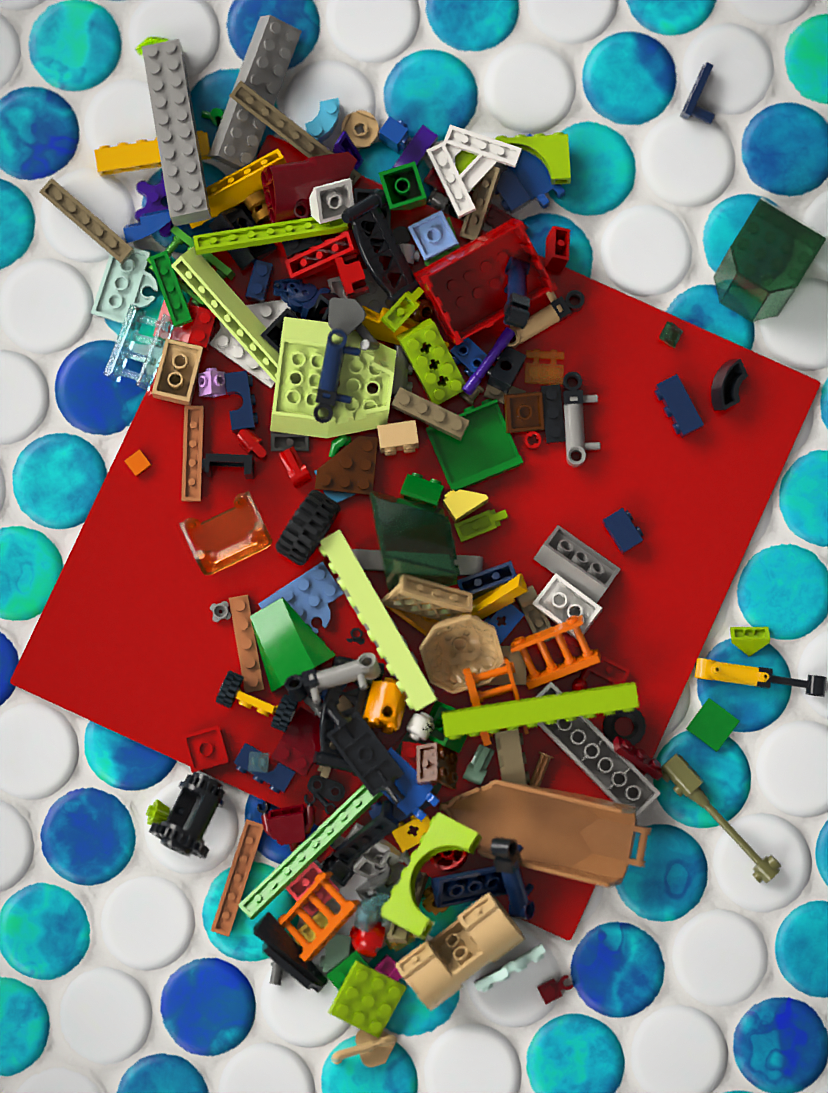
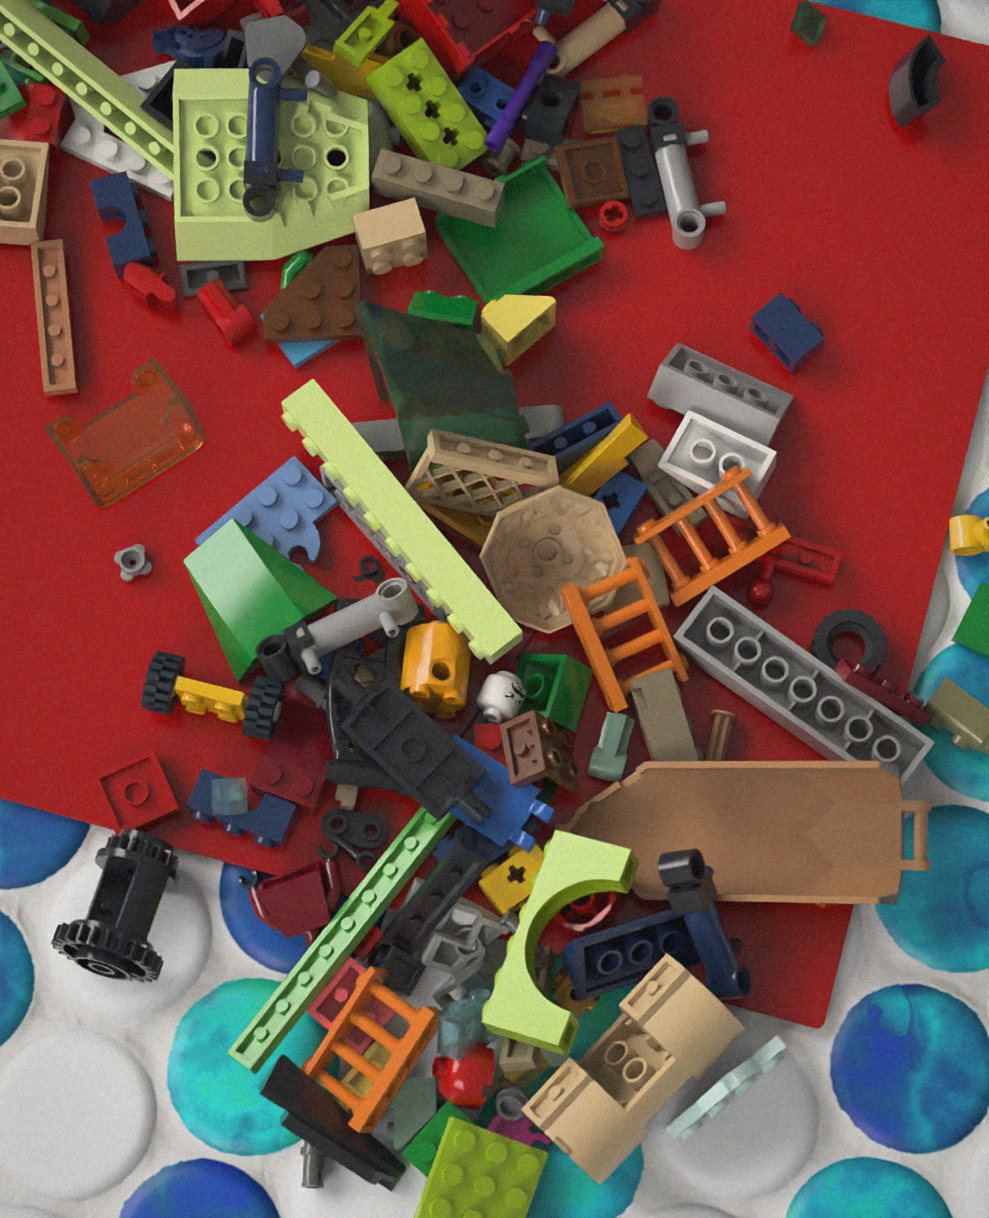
camera: 10 degrees left, 10 degrees down
(157, 812) = (64, 911): lime piece -> none
(211, 383) = (71, 202): lavender brick -> none
(229, 460) = (115, 314): black panel -> none
(237, 877) = (221, 1009): nougat plate -> none
(246, 644) = (183, 607): nougat plate -> none
(259, 281) = (130, 37): dark blue brick -> none
(307, 527) = (252, 388): black tyre -> none
(390, 957) = (510, 1102): none -> dark grey plate
(479, 524) = (548, 358): lime hinge -> none
(540, 709) = (701, 629): lime brick -> none
(551, 990) = (805, 1122): dark red plate -> none
(678, 406) = (842, 128): dark blue brick -> none

